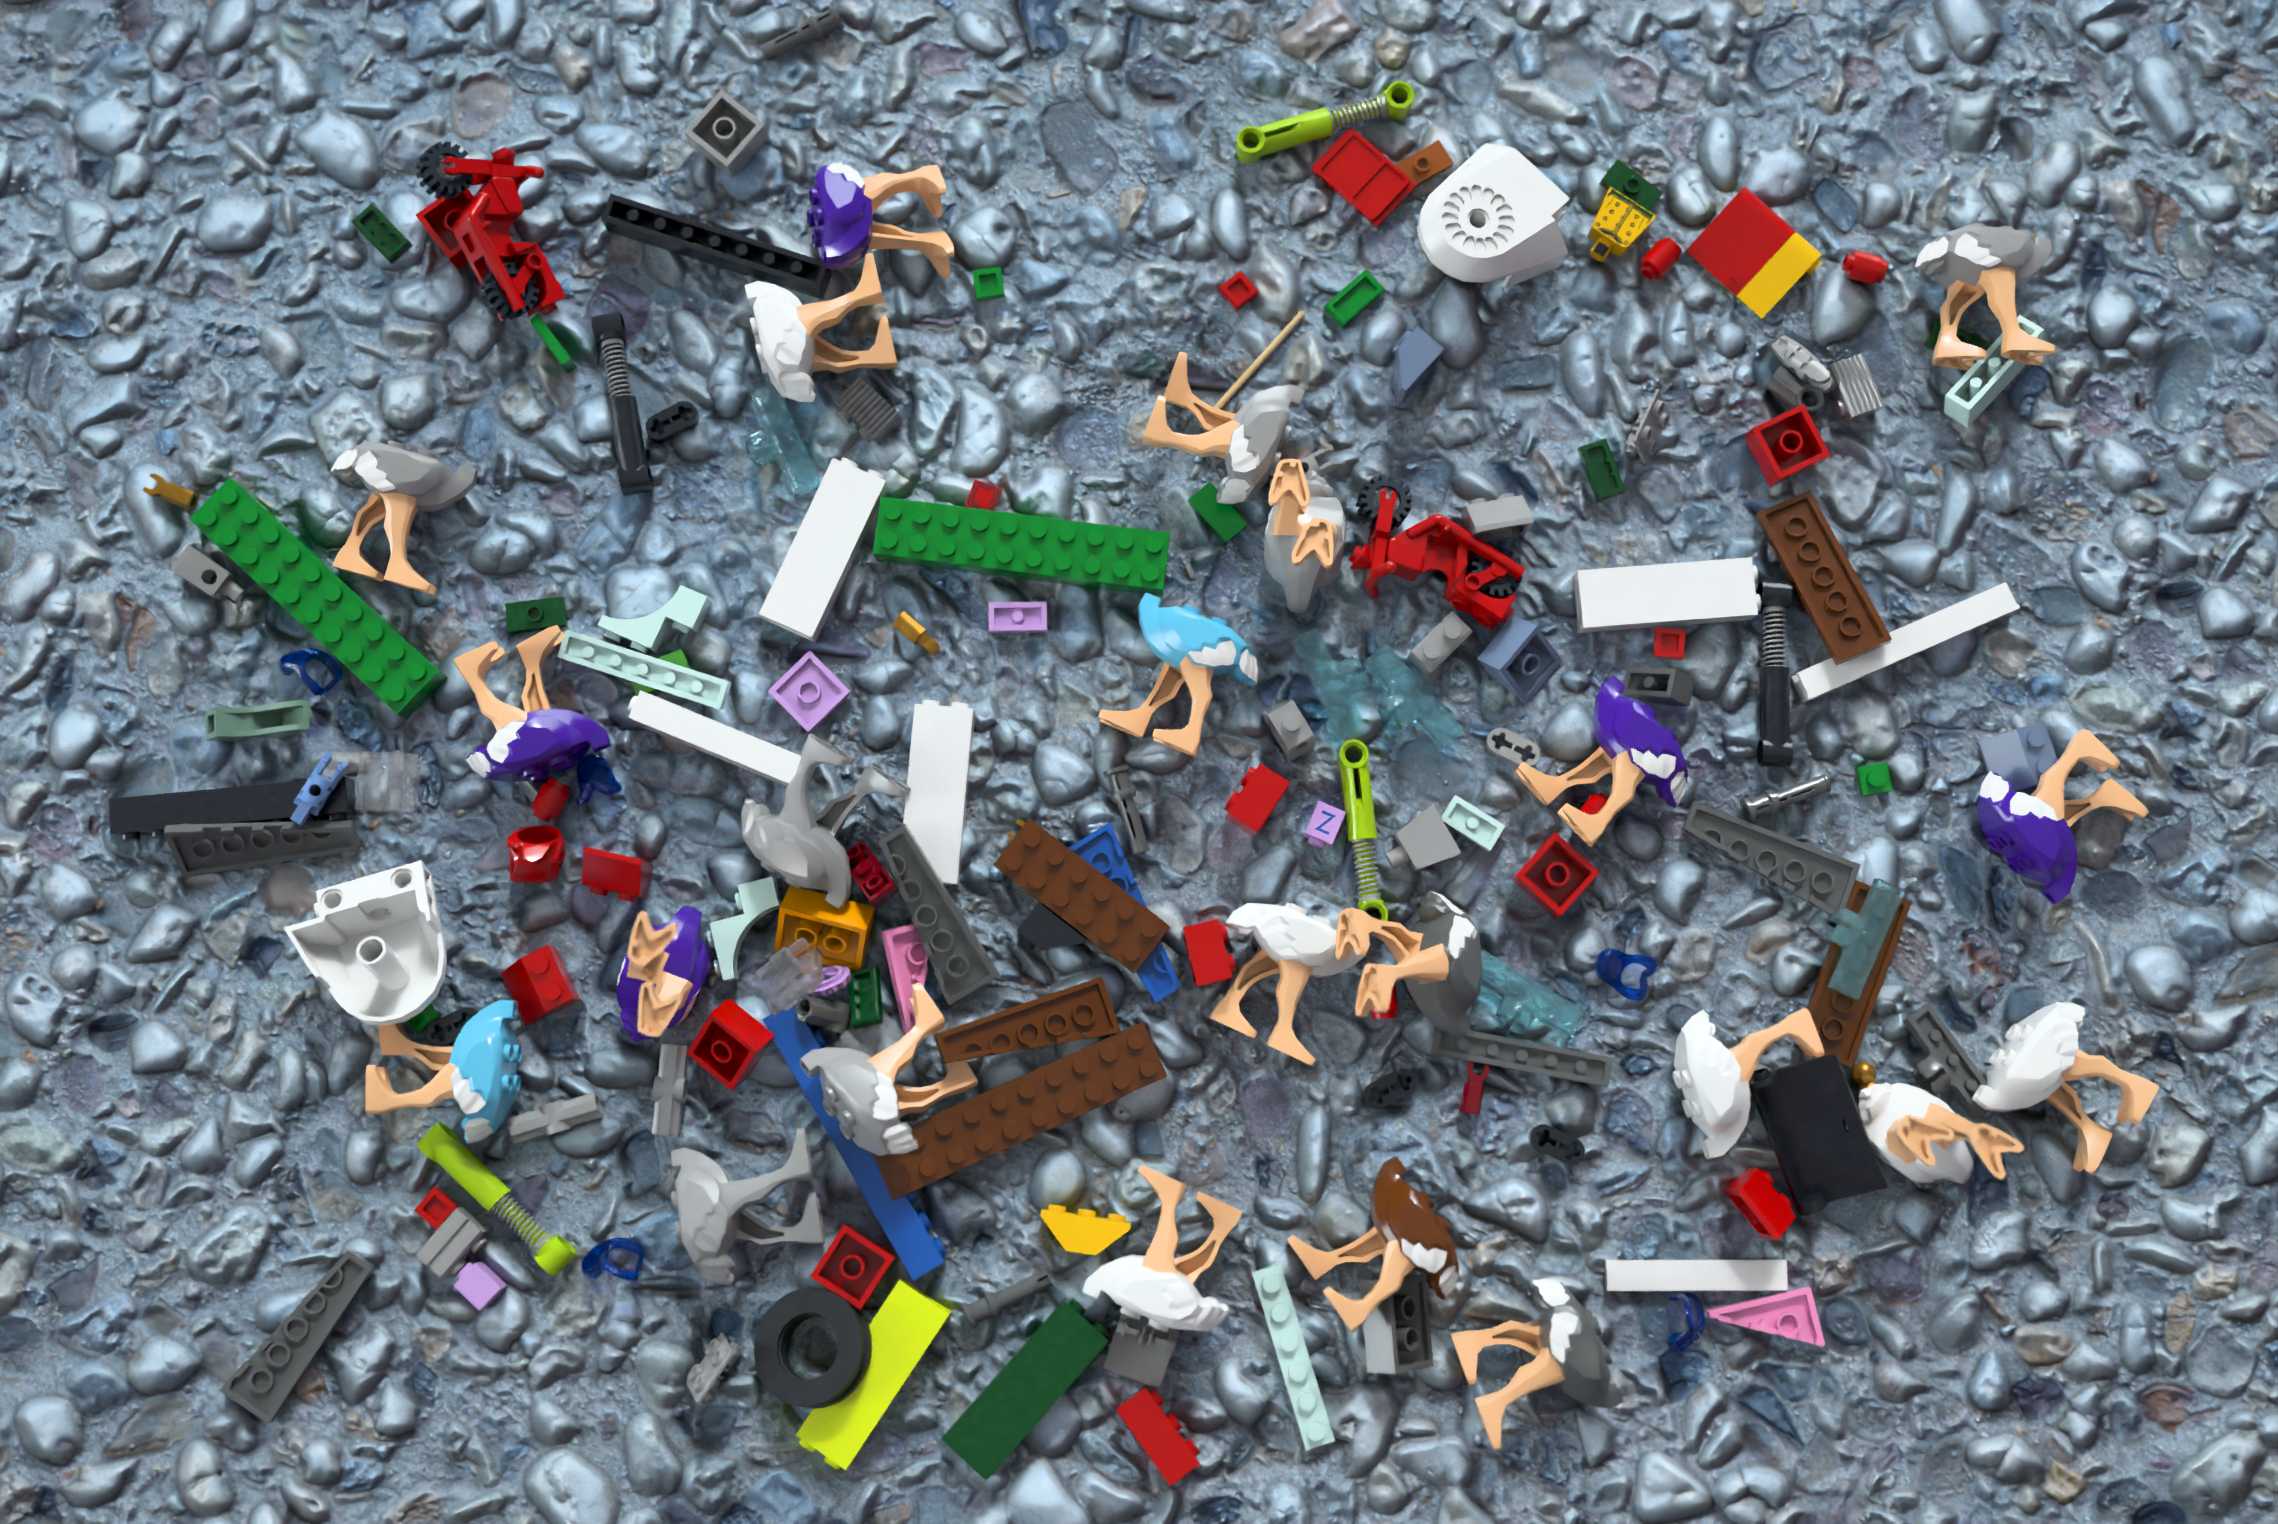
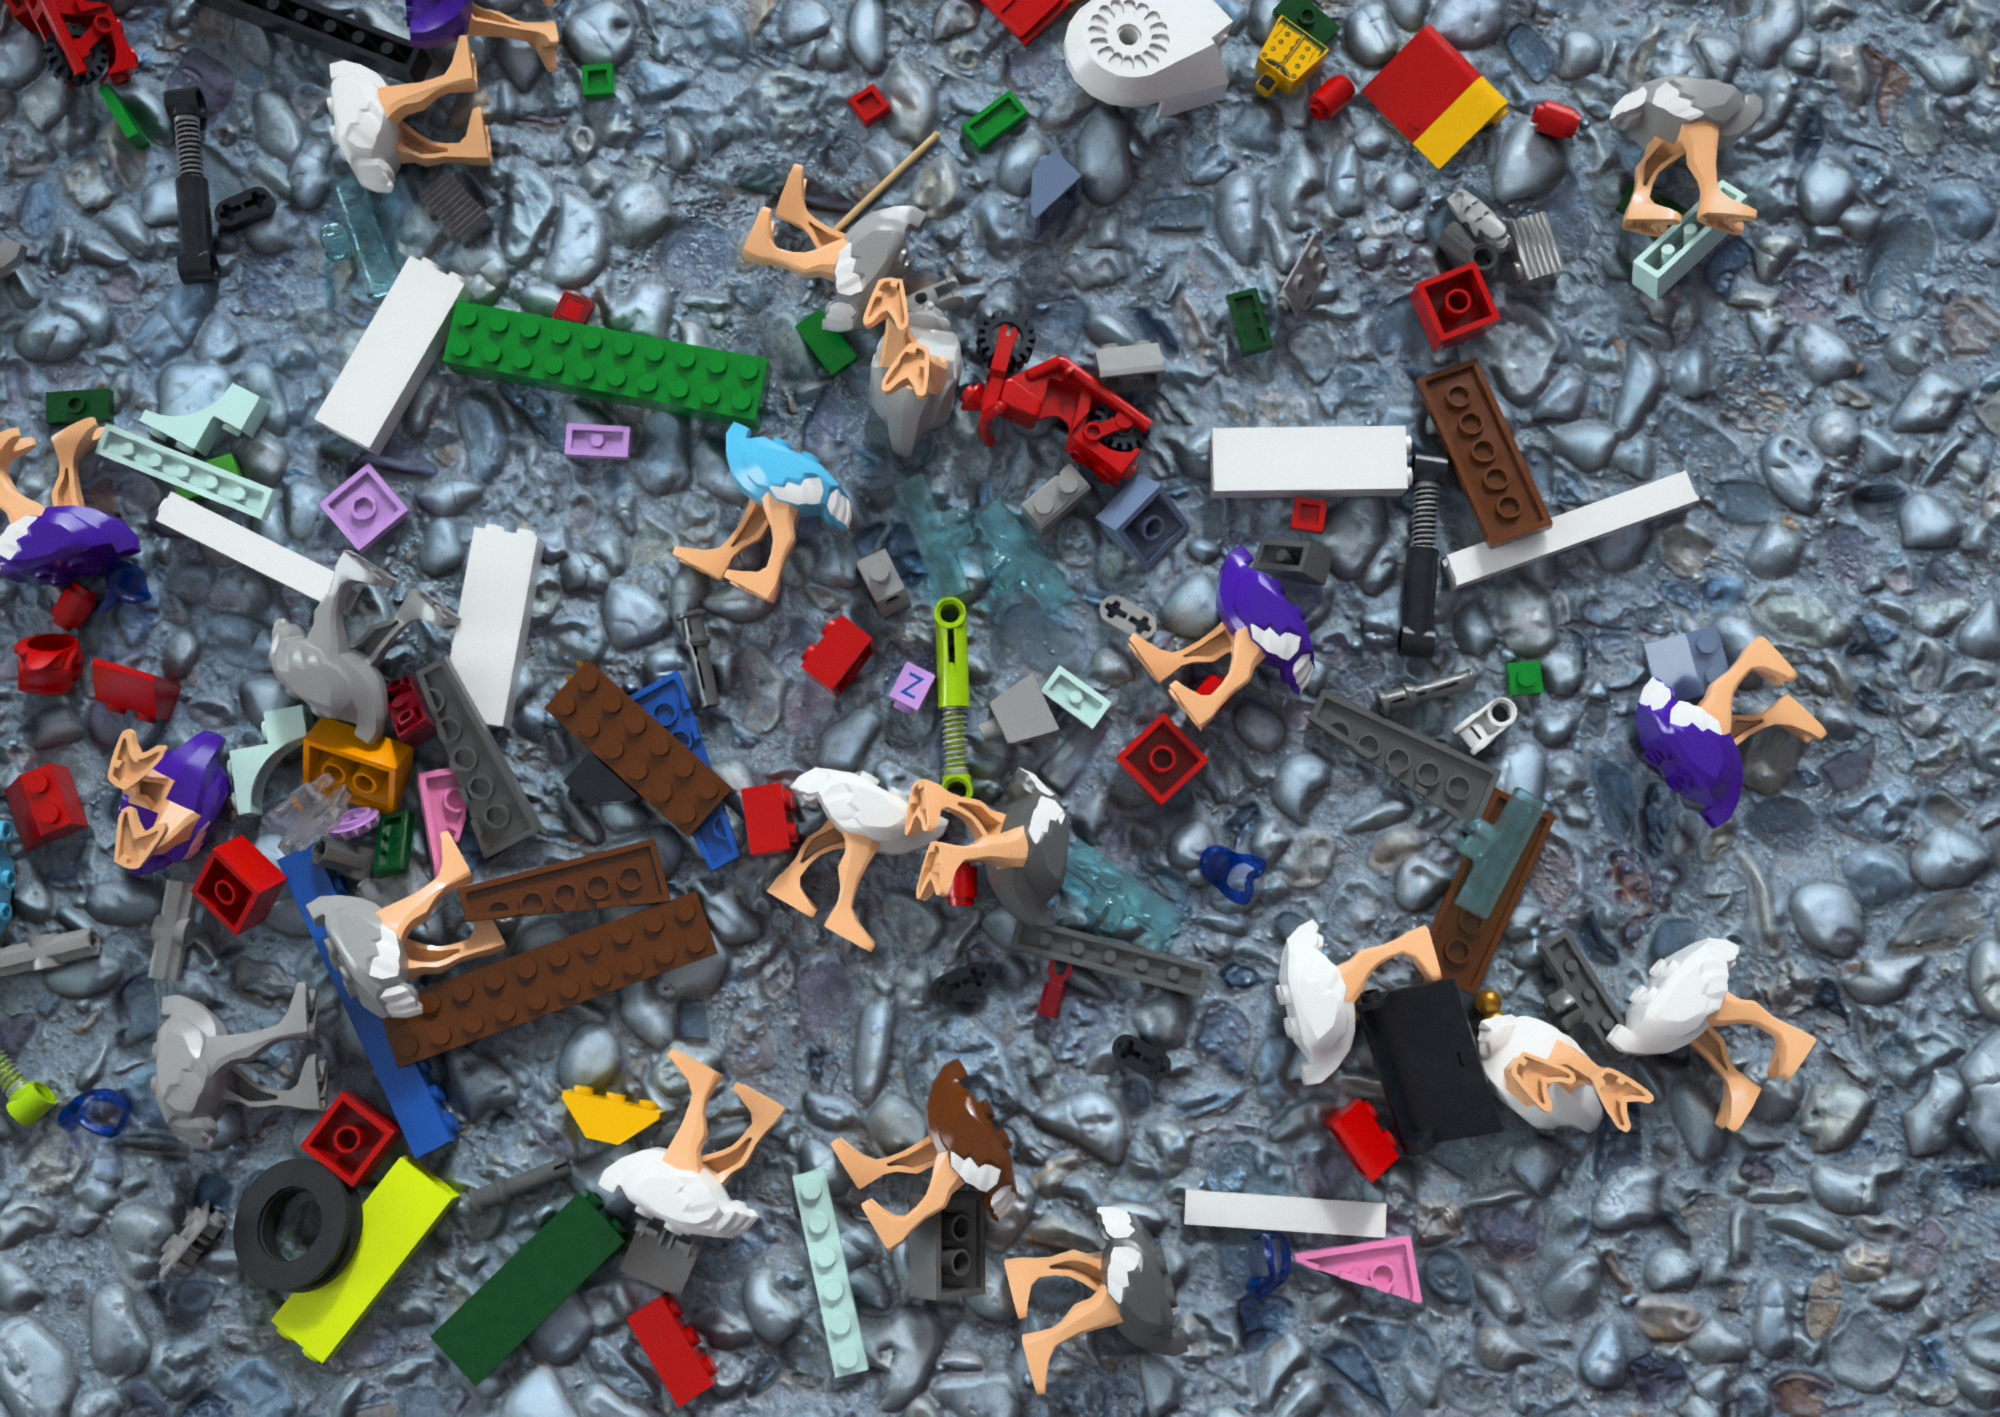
camera: 10 degrees right, 0 degrees up
(915, 633) = (485, 451): pearl gold bar -> none
(1839, 826) = (1481, 727): none -> white piece

